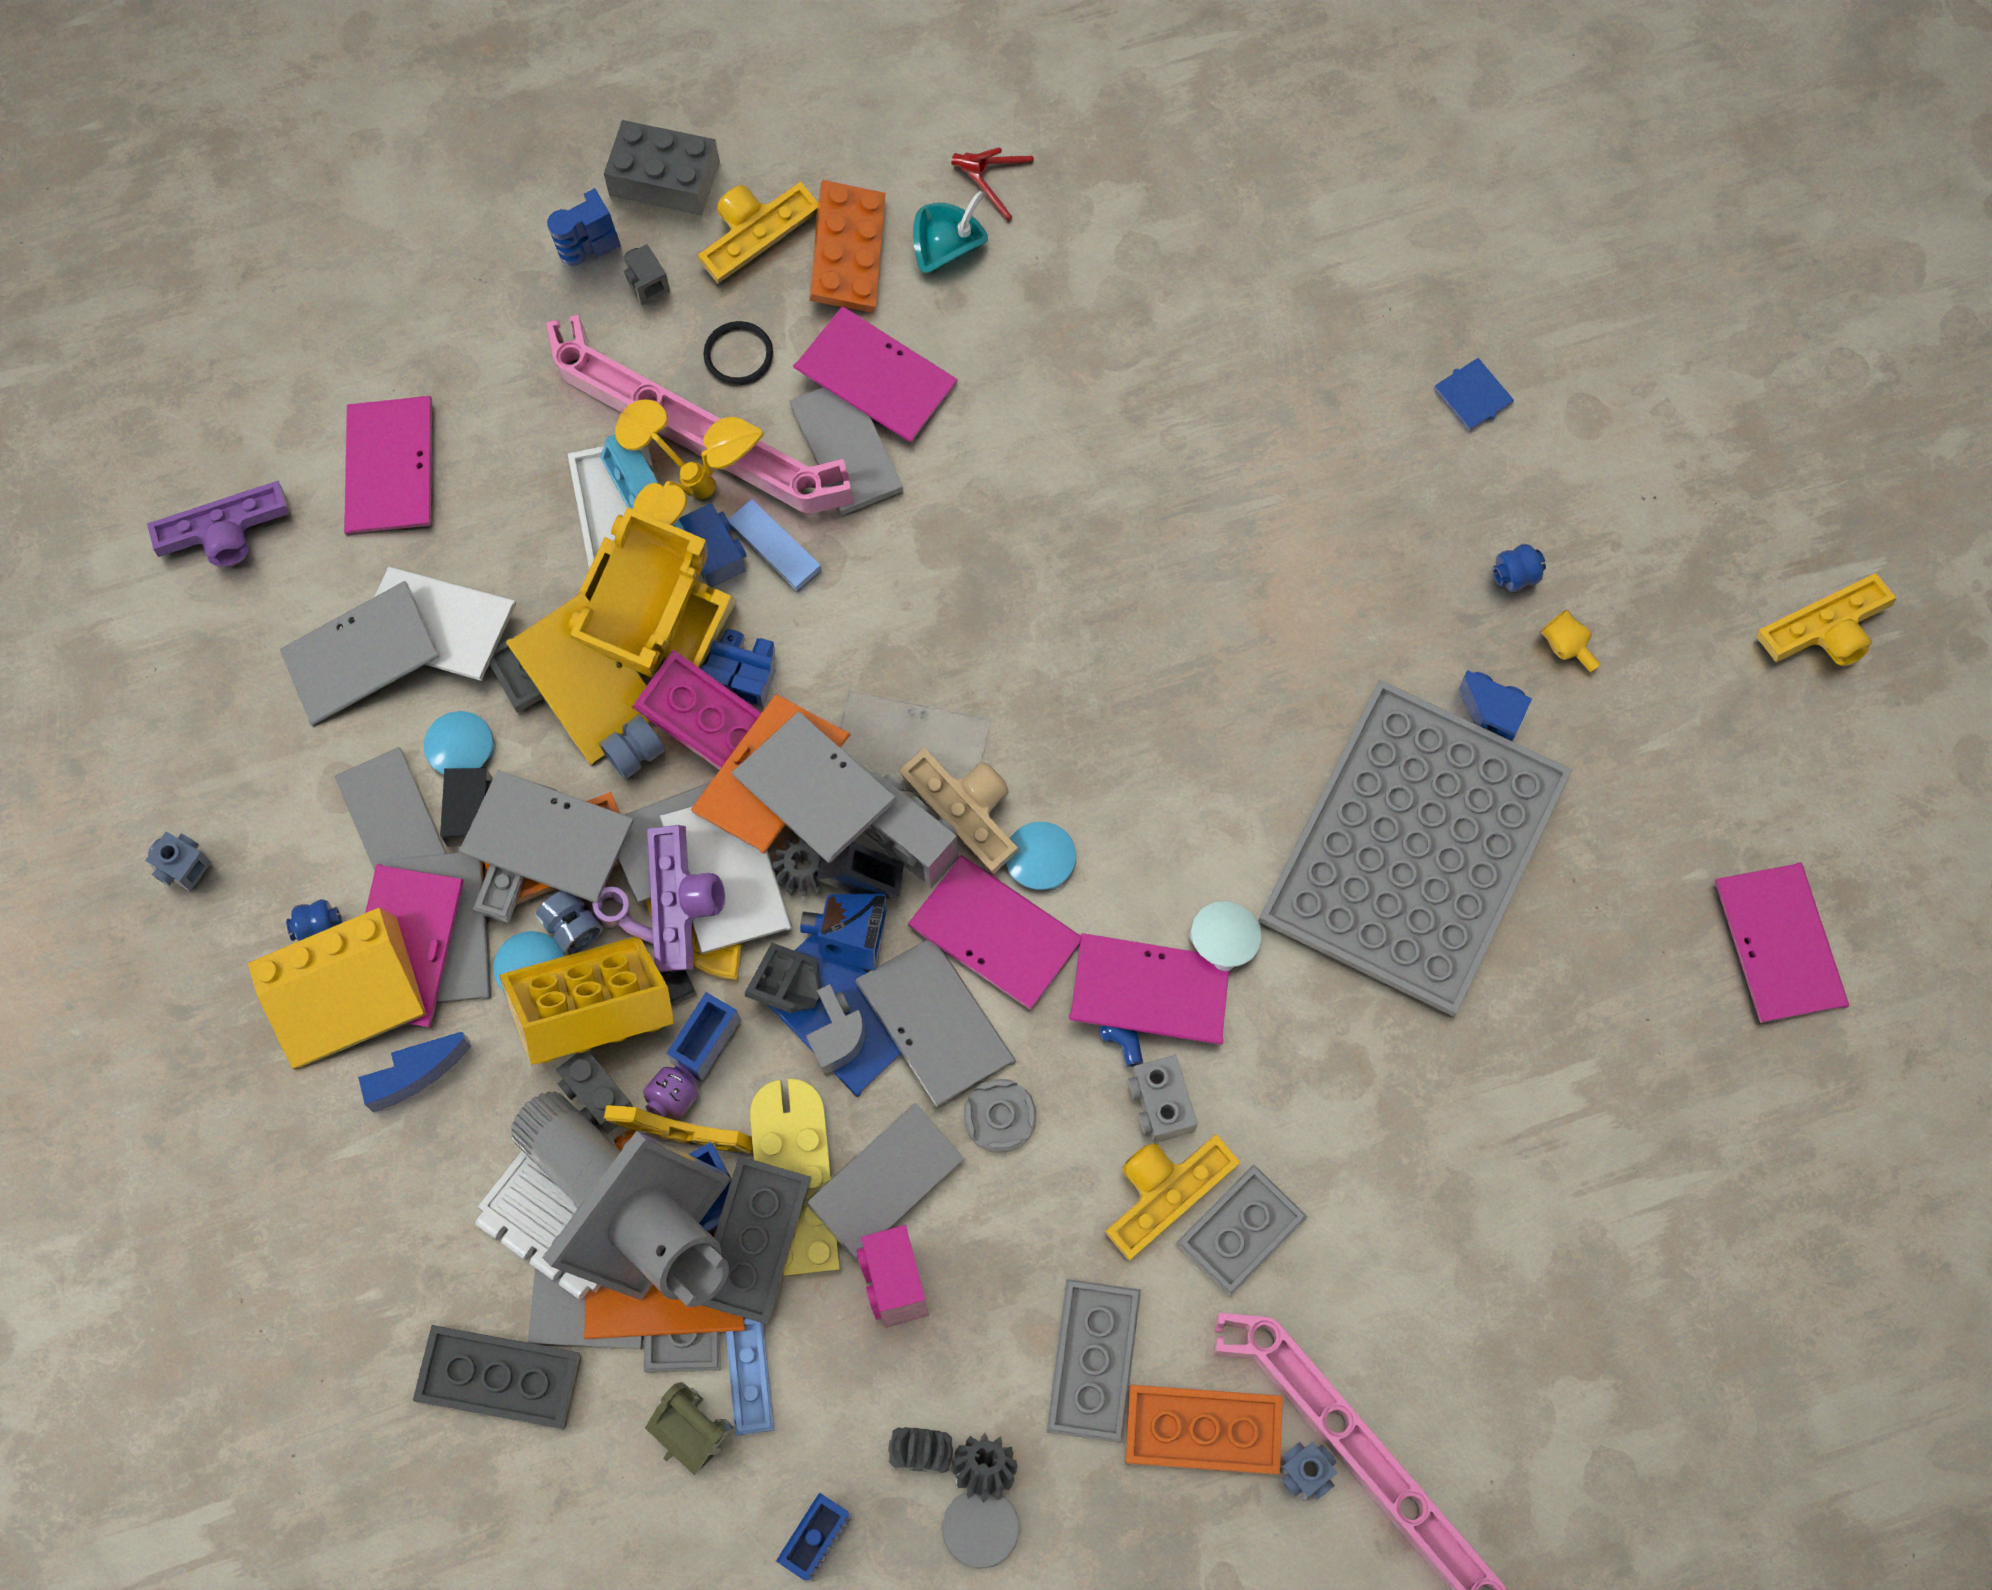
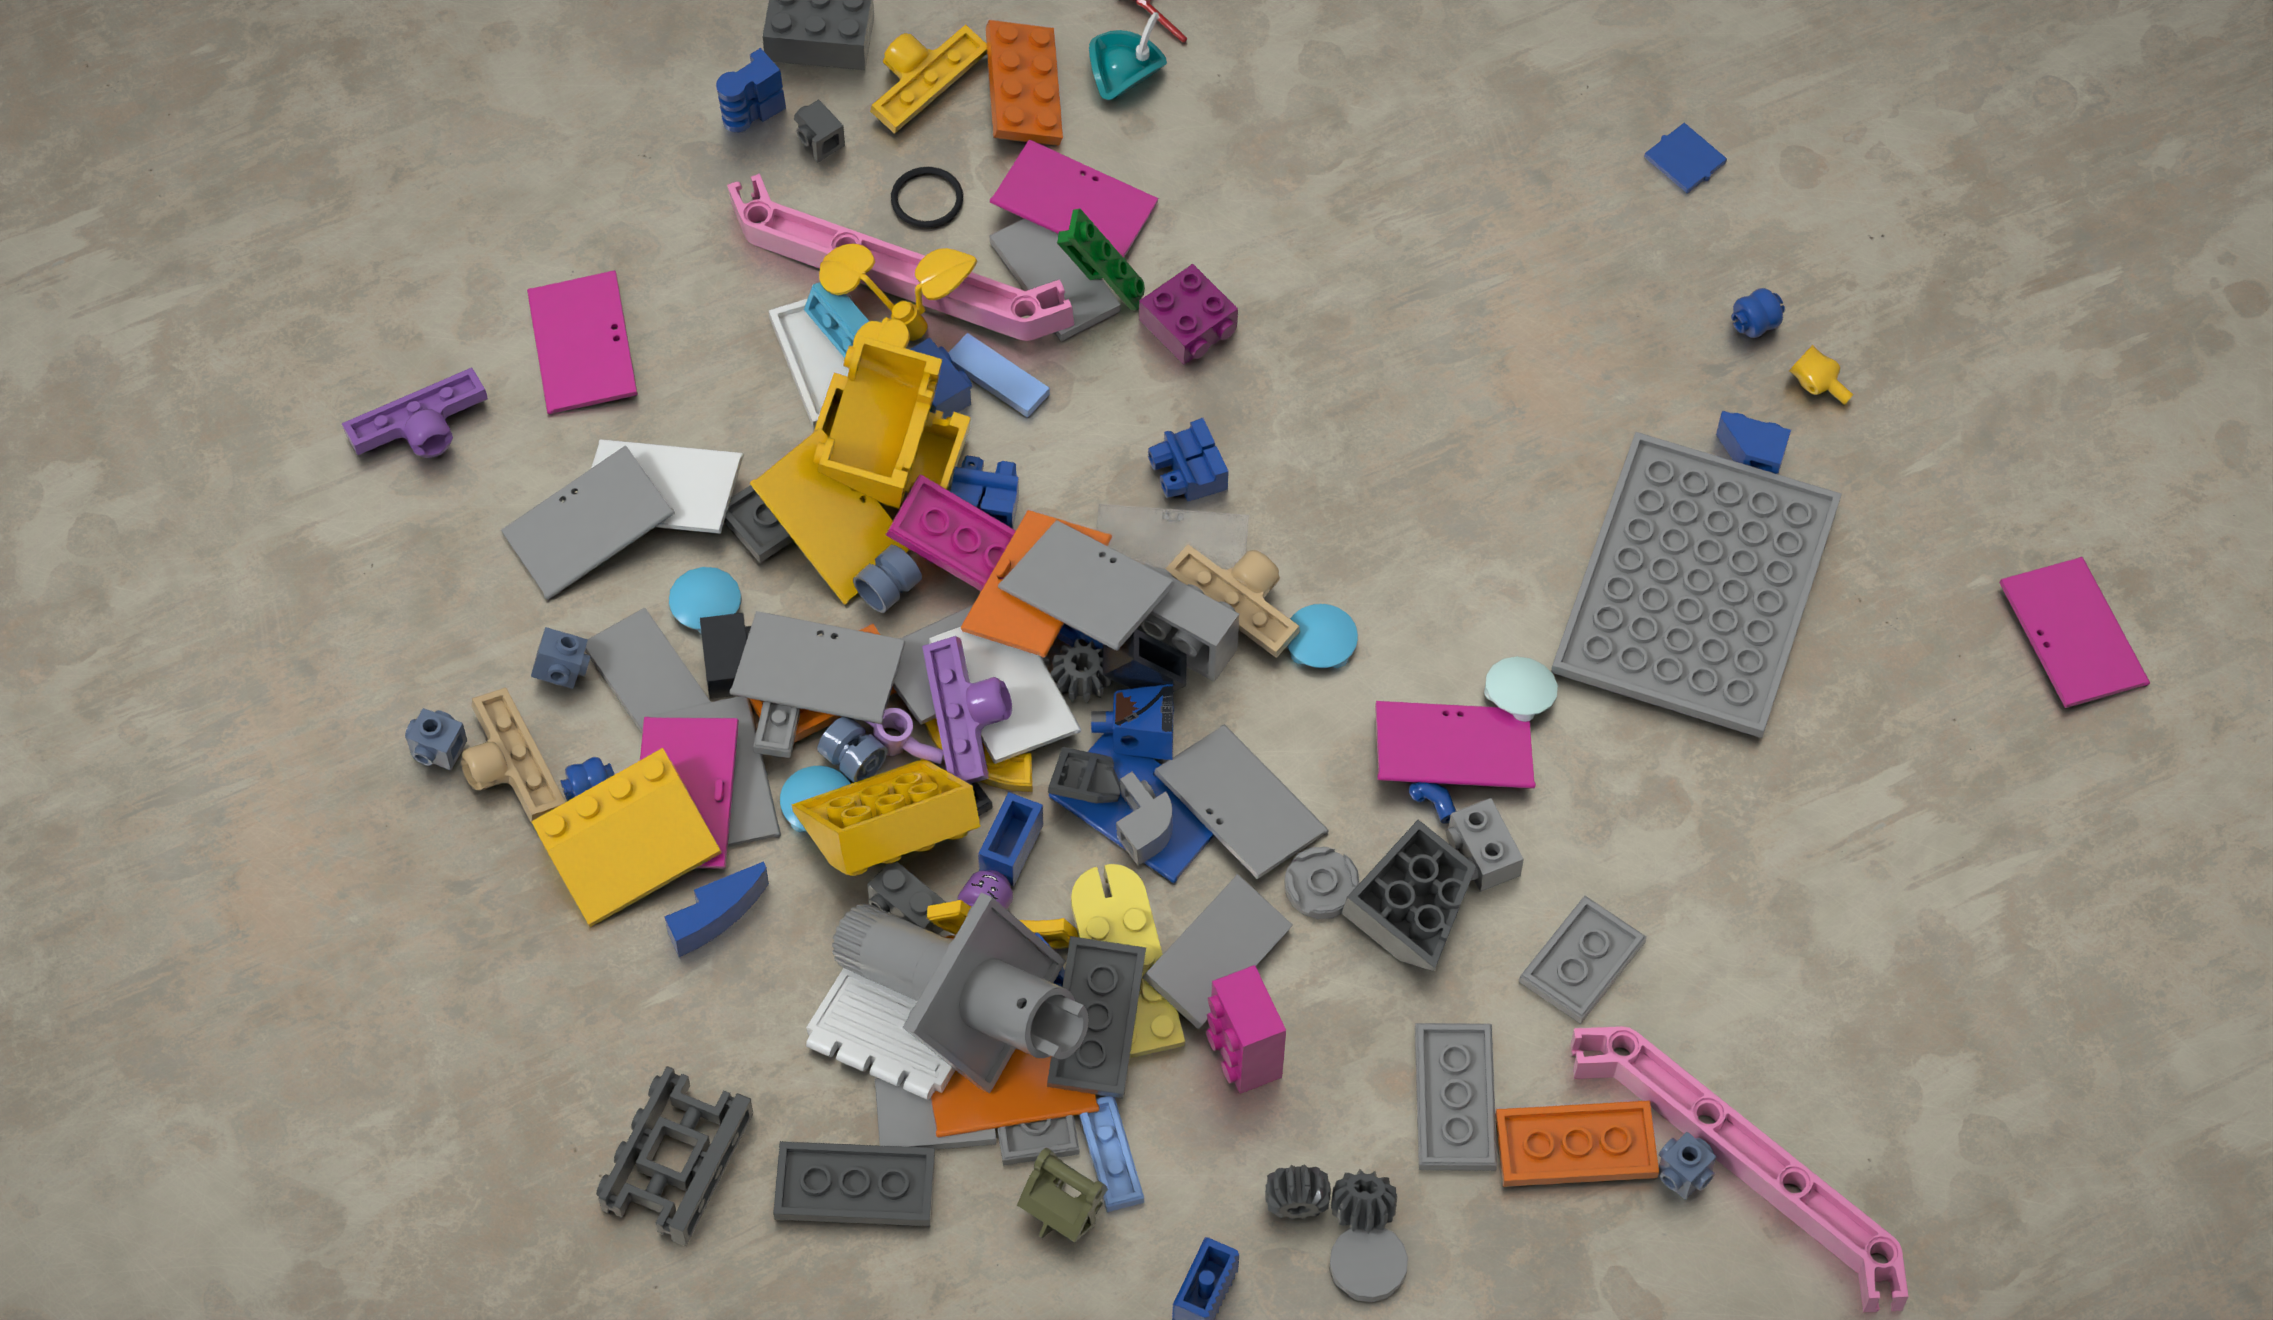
camera: 10 degrees left, 10 degrees down
(245, 887) = (509, 756): none -> tan plate
(308, 792) = (560, 658): none -> sand blue brick
(354, 1342) = (702, 1168): none -> dark grey fence
(887, 444) = (1100, 259): none -> green bracket
(946, 657) = (1194, 461): none -> blue hips
(965, 505) = (1188, 314): none -> magenta brick
(997, 925) = (1309, 718): dark pink container -> none
(1084, 1149) = (1412, 897): none -> dark grey wedge
(1166, 1190) = (1502, 928): yellow plate -> none
(1830, 623) = (2075, 331): yellow plate -> none

